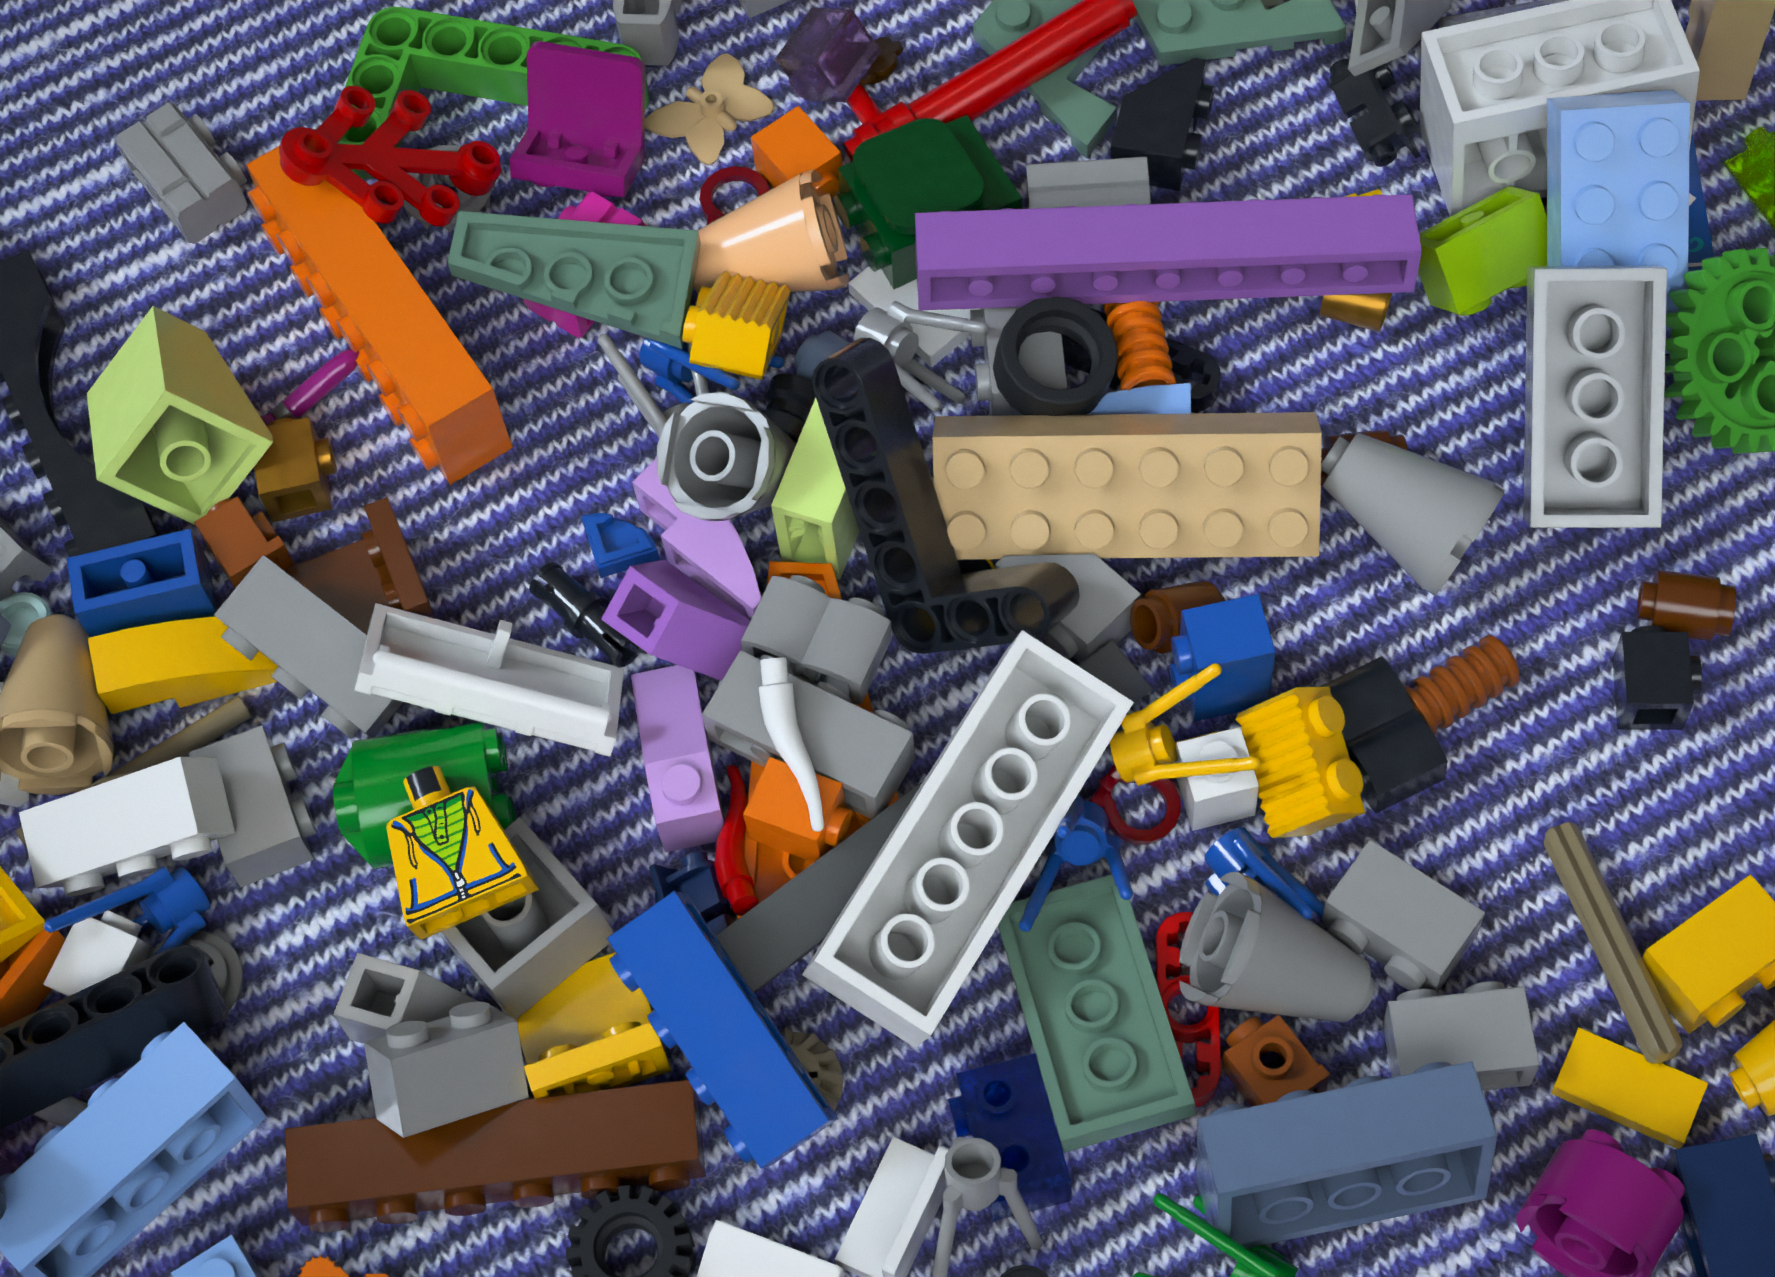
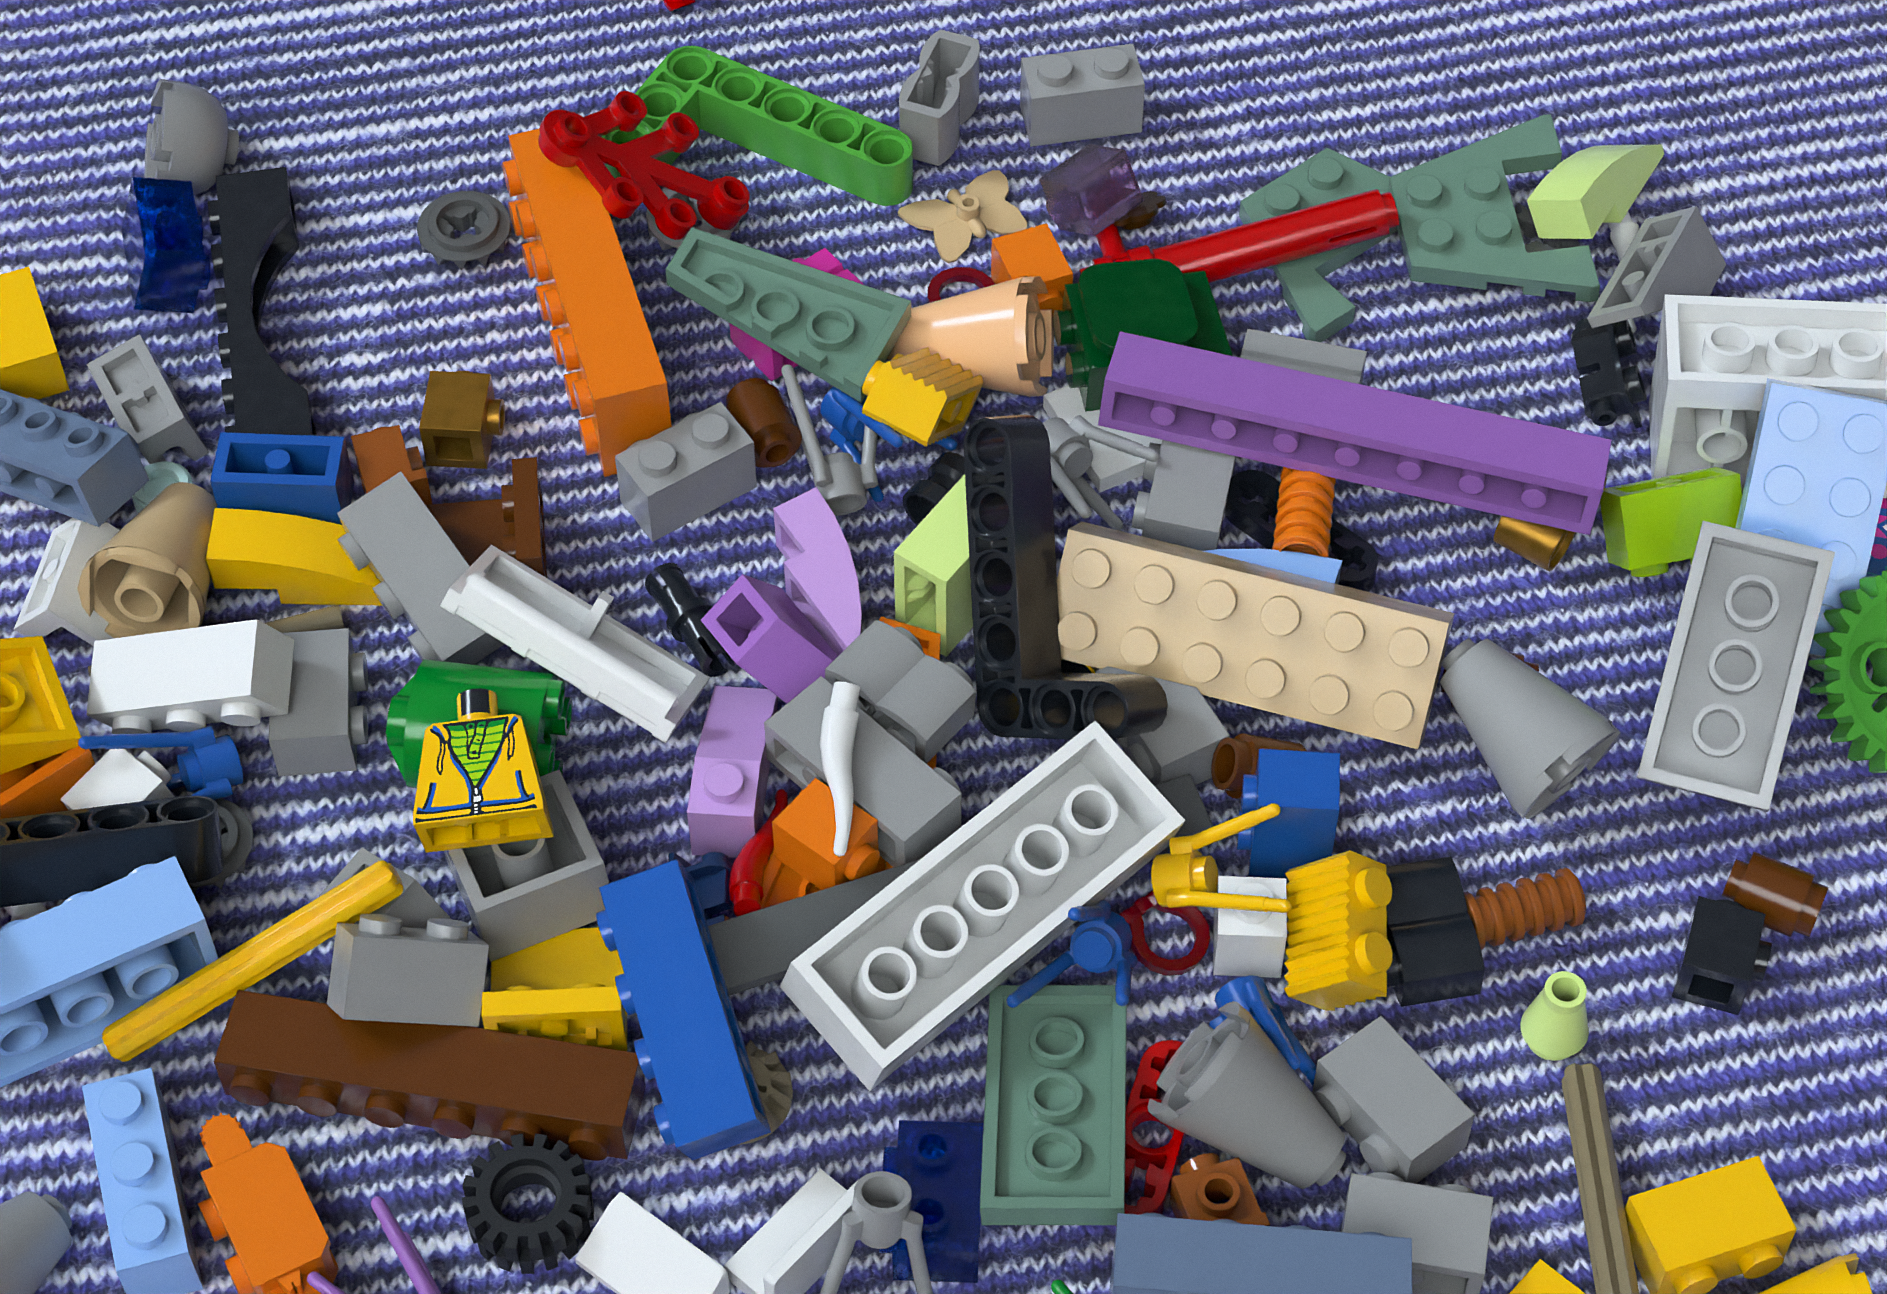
camera: 10 degrees right, 10 degrees down
(173, 420) = (364, 343): yellowish green slope -> none
(183, 172) = (453, 138): light grey brick -> none
(213, 244) = (460, 212): none -> dark grey gear
(290, 1096) = (252, 961): none -> yellow axle
(315, 387) = (509, 353): magenta piece -> none
(531, 462) = (686, 471): none -> light grey brick
(582, 120) = (839, 185): magenta bracket -> none
(587, 390) = (766, 420): none -> reddish brown brick
(617, 543) = (738, 557): blue tile -> none
(722, 457) = (862, 497): light grey cone -> none
(1061, 317) = (1231, 463): black tyre -> none
(1162, 121) = (1397, 329): black slope -> none
(1525, 788) = (1557, 1018): none -> yellowish green cone

